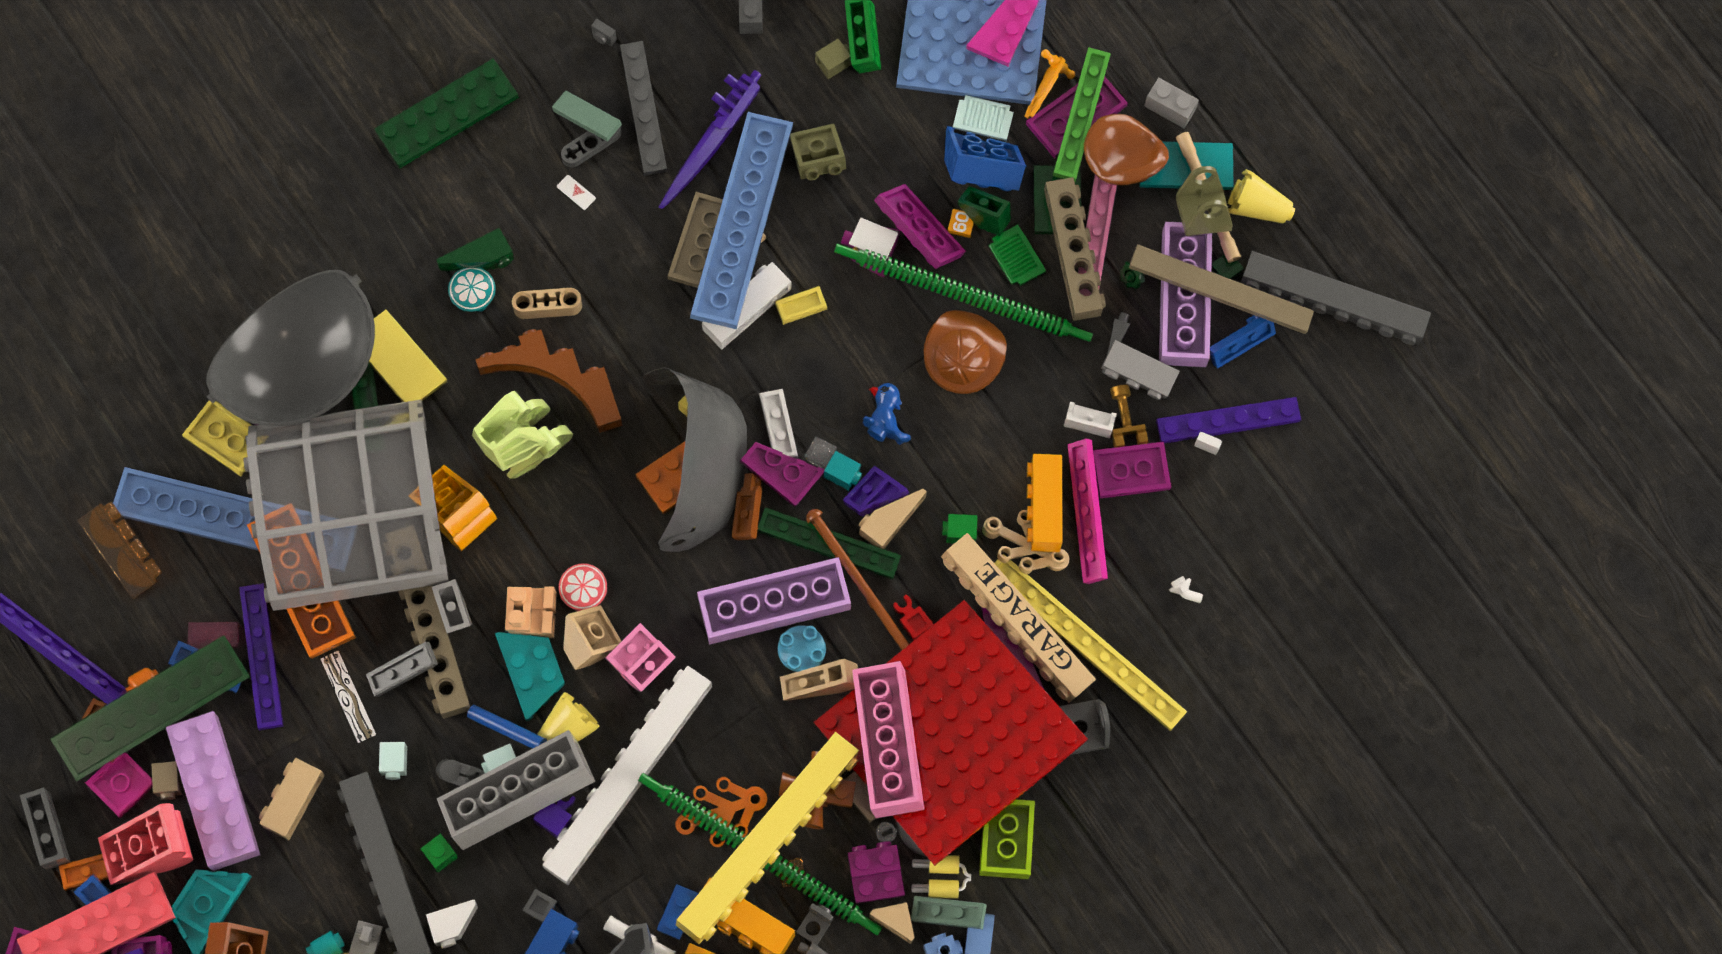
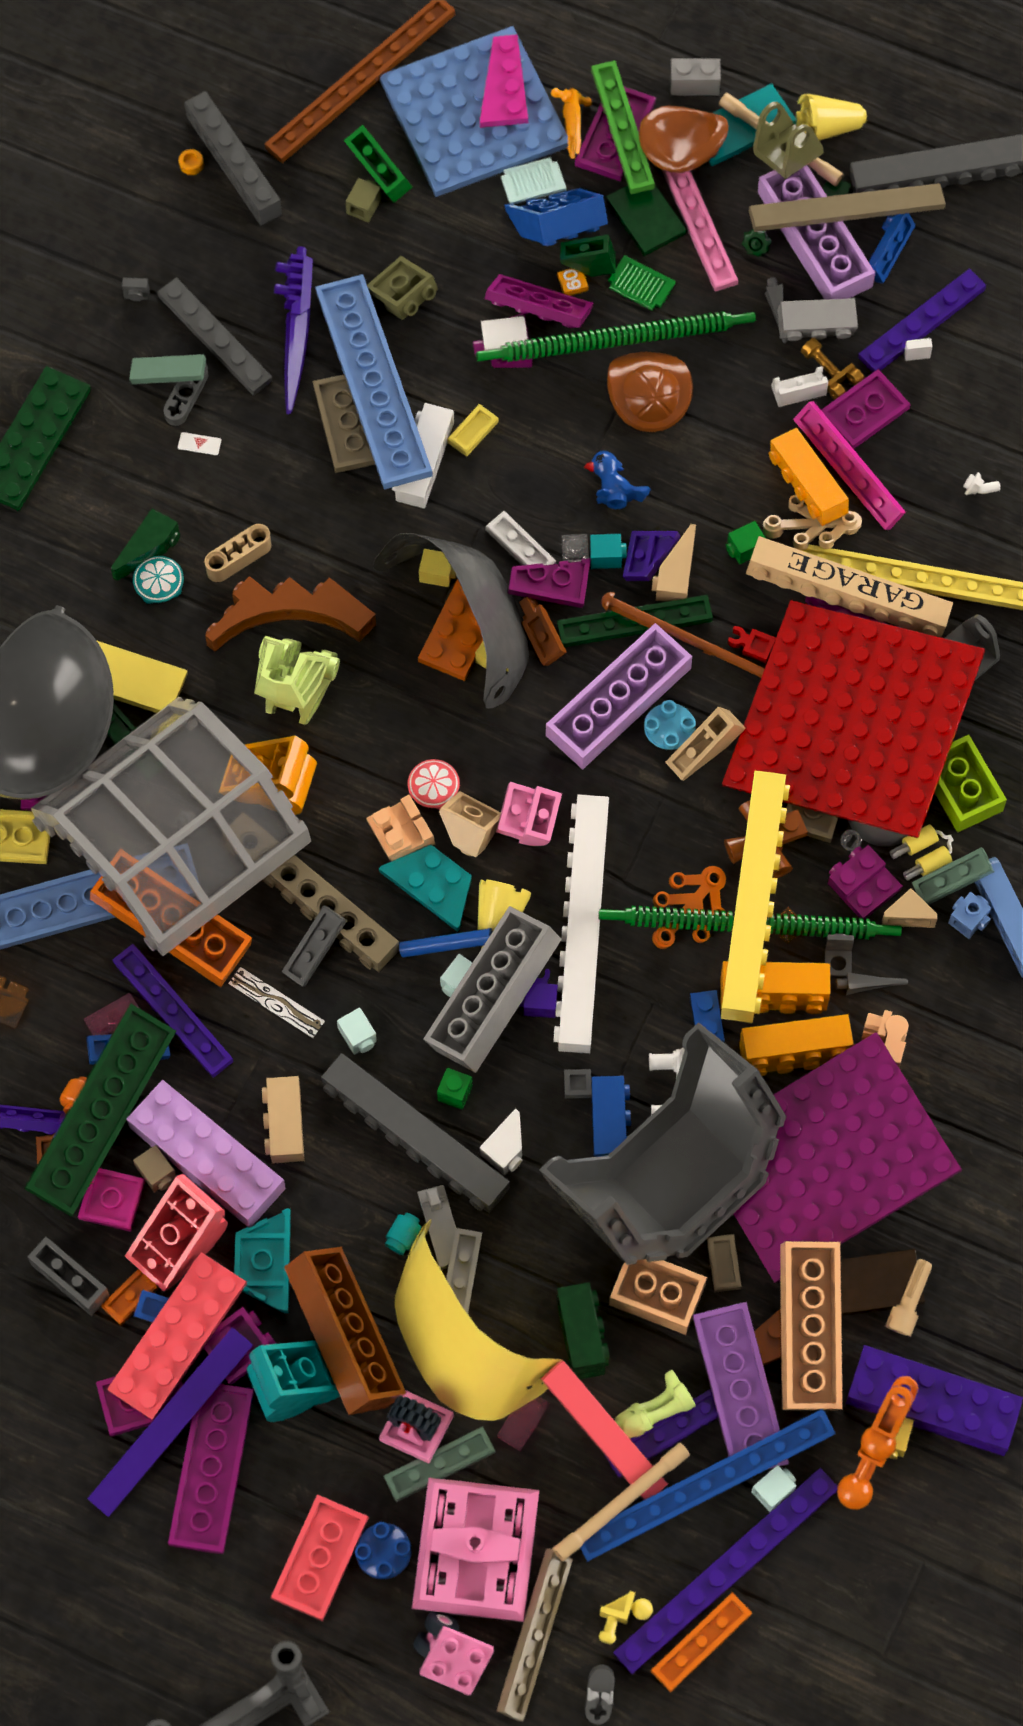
camera: 25 degrees left, 5 degrees down
(449, 772) = (417, 1013): dark grey piece -> none
(451, 606) = (326, 861): light grey slope -> none
(888, 739) = (805, 752): bright pink brick -> none
(1080, 305) = (727, 291): dark tan brick -> none

